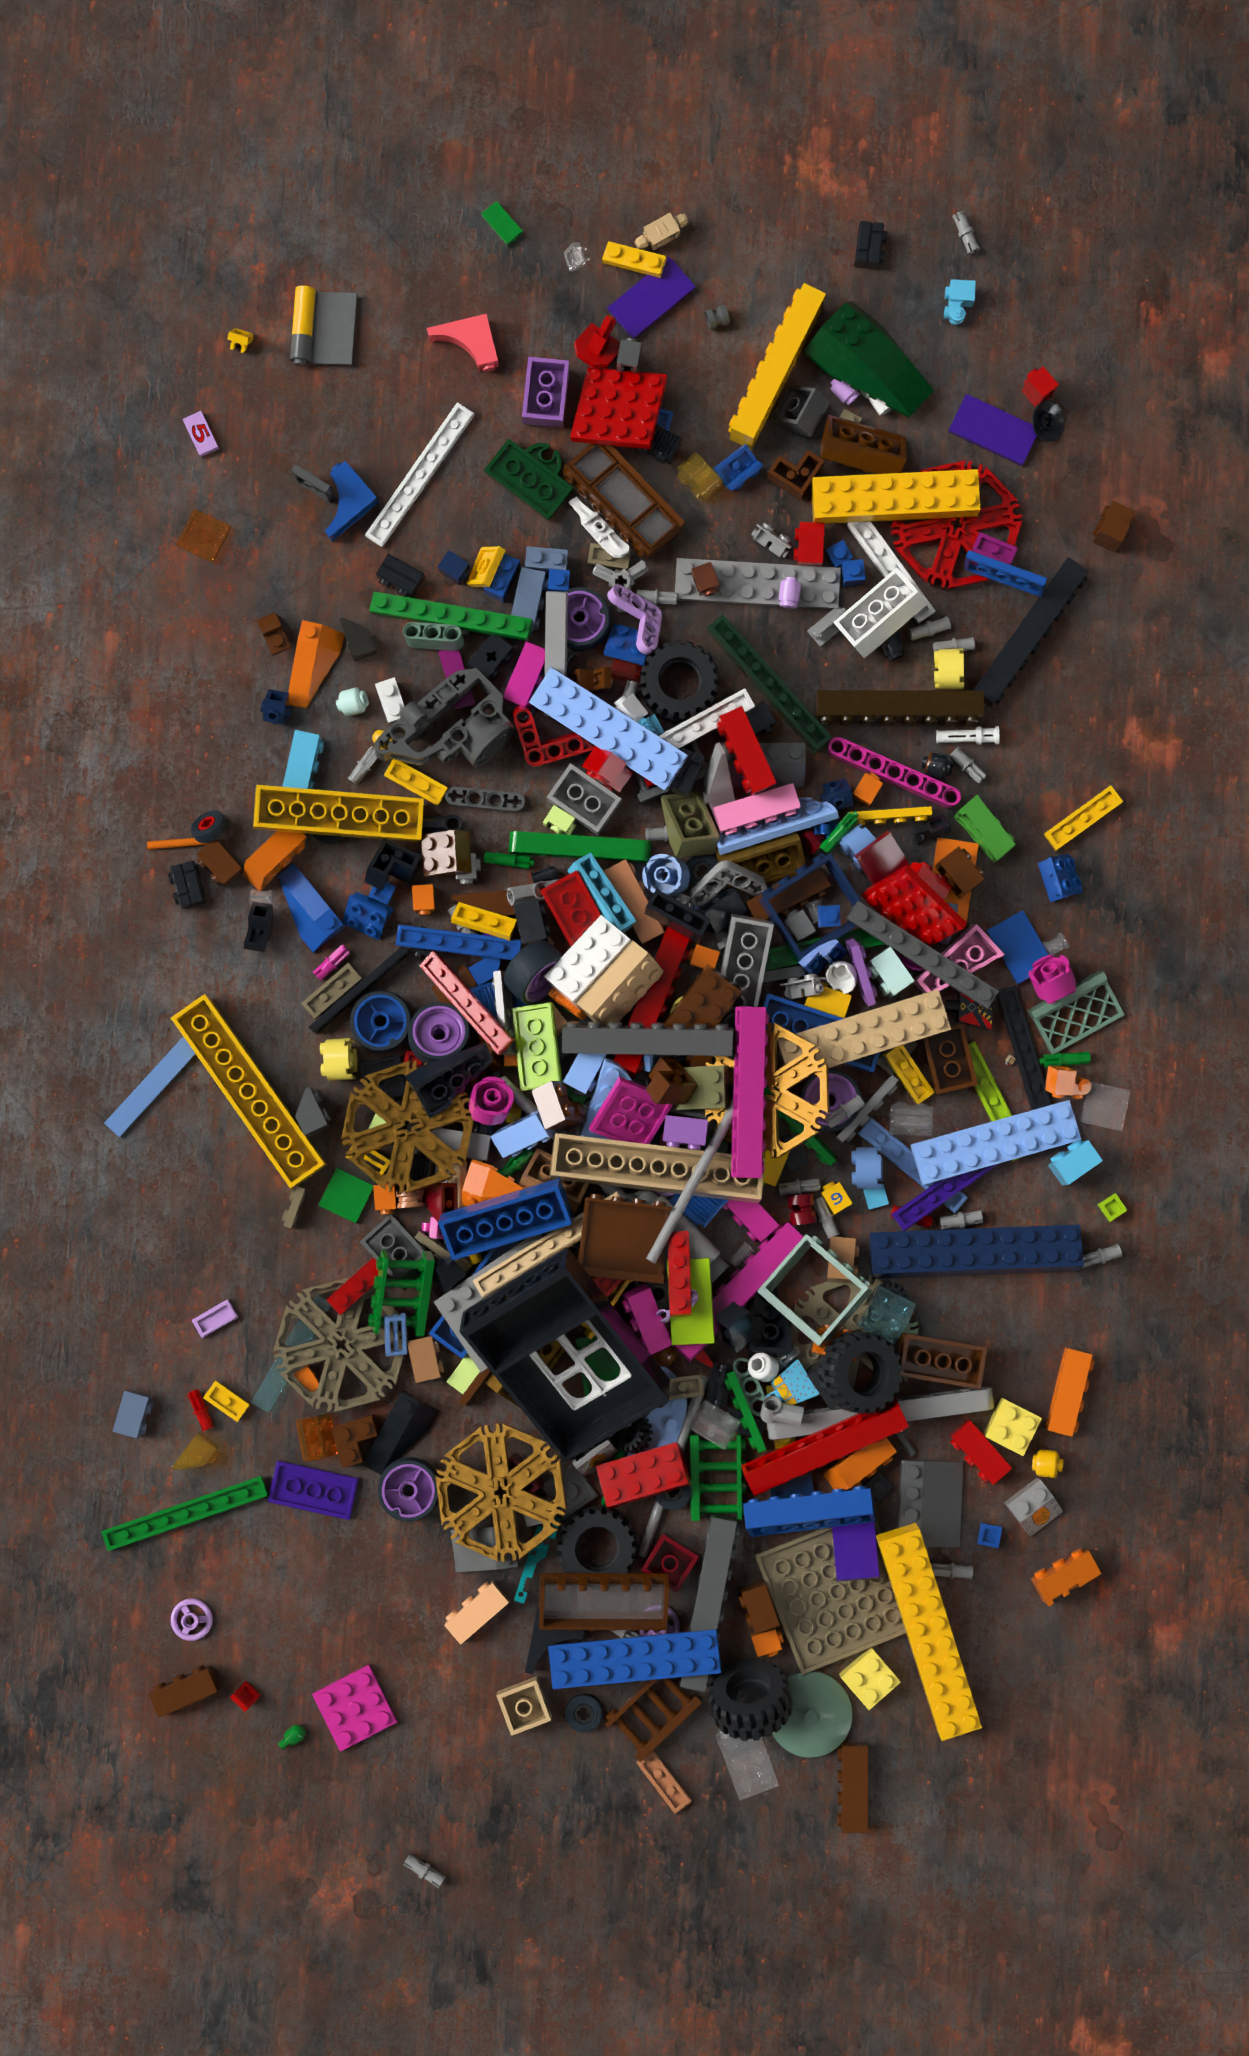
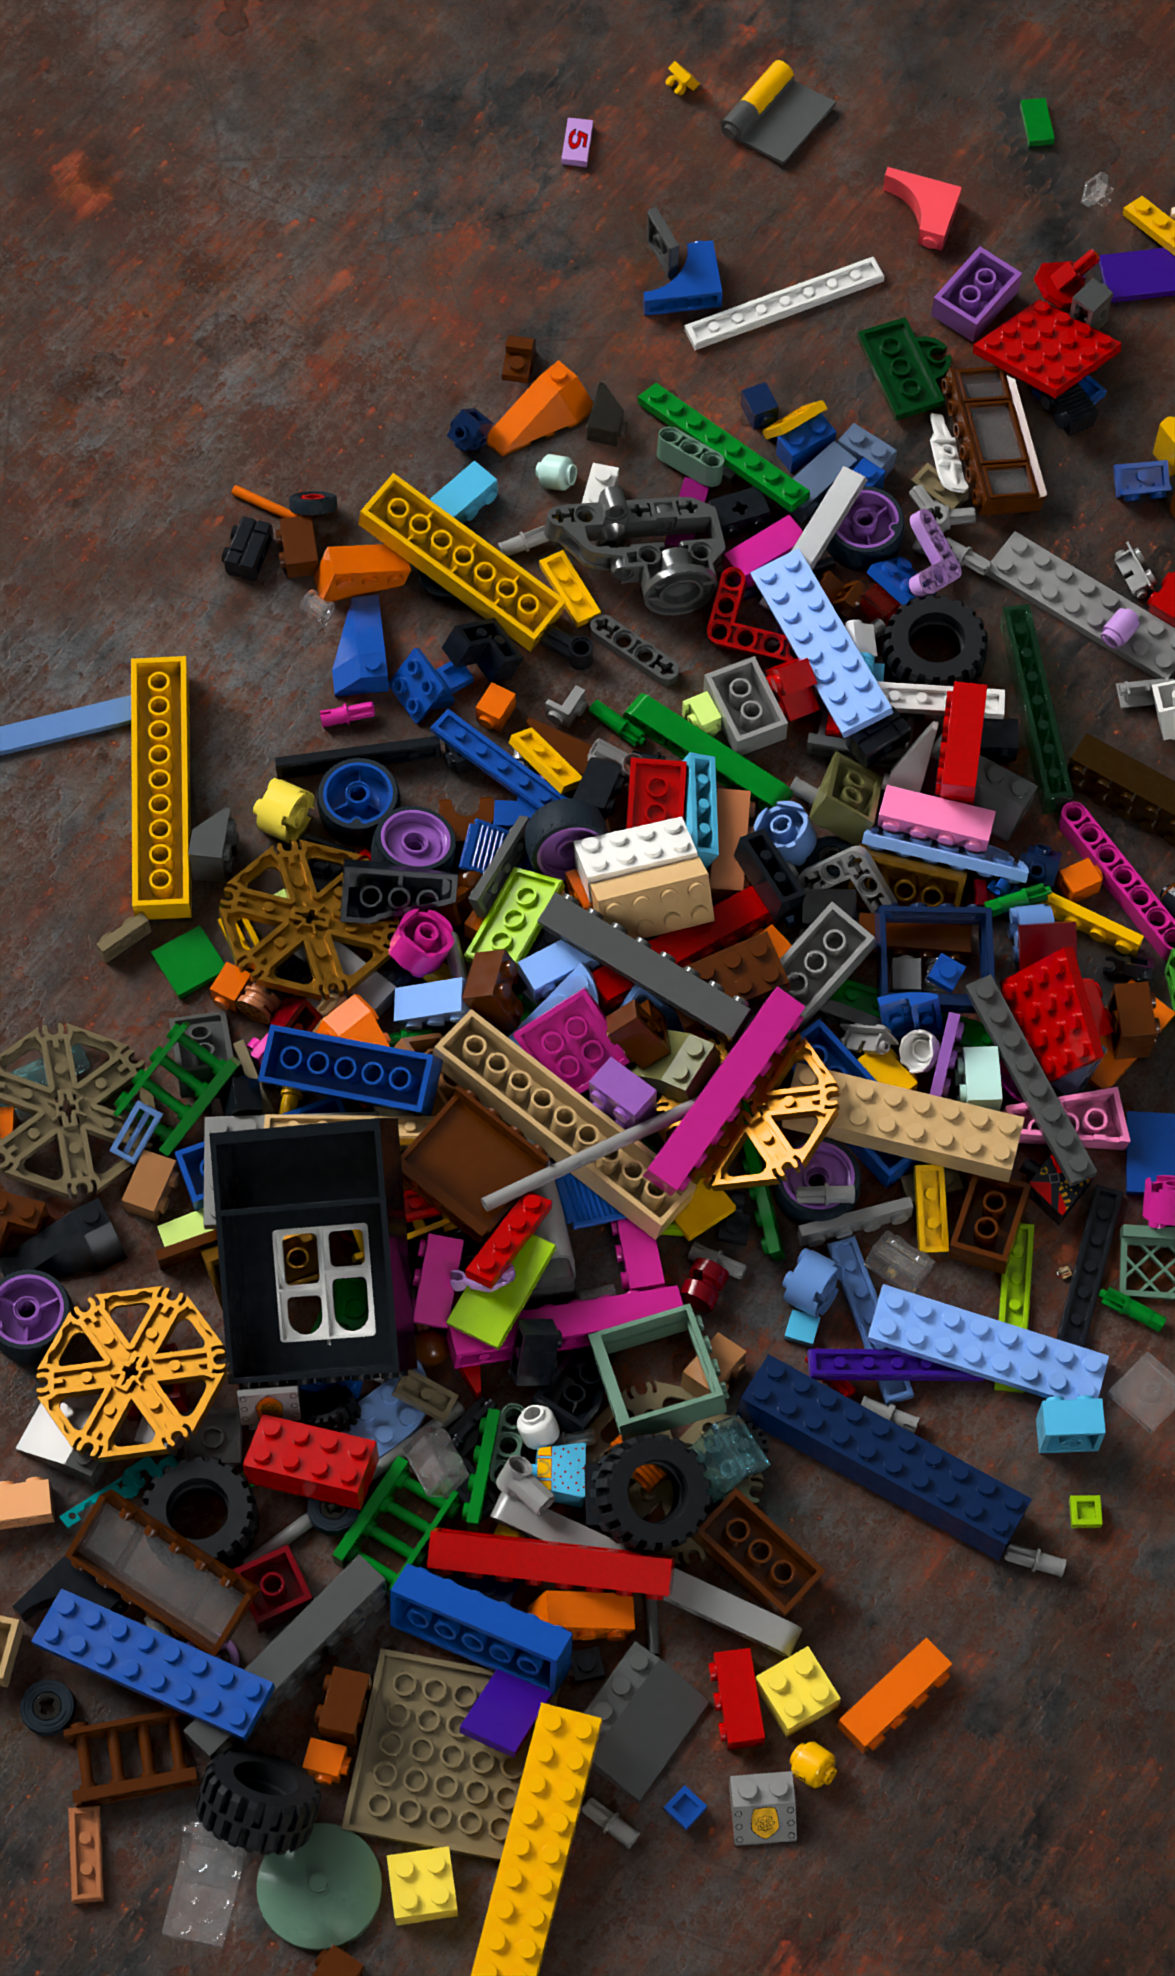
camera: 30 degrees right, 20 degrees down
(203, 536) = (511, 236): clear orange tile -> none
(259, 926) = (297, 630): black brick -> none
(331, 991) = (326, 739): dark tan plate -> none
(354, 1287) = (123, 1058): red plate -> none
(399, 576) = (694, 382): black brick -> none
(446, 853) = (552, 671): brick -> none
(466, 1002) = (467, 829): tile -> none
(699, 477) = (1093, 466): clear yellow brick -> none
(705, 579) = (1032, 562): copper brick -> none
(825, 1218) = (727, 1312): light grey axle -> none
(835, 1197) = (753, 1297): yellow brick -> none
(1063, 1081) = (1111, 1329): orange brick -> none
(1065, 1575) = (749, 1916): orange wedge -> none

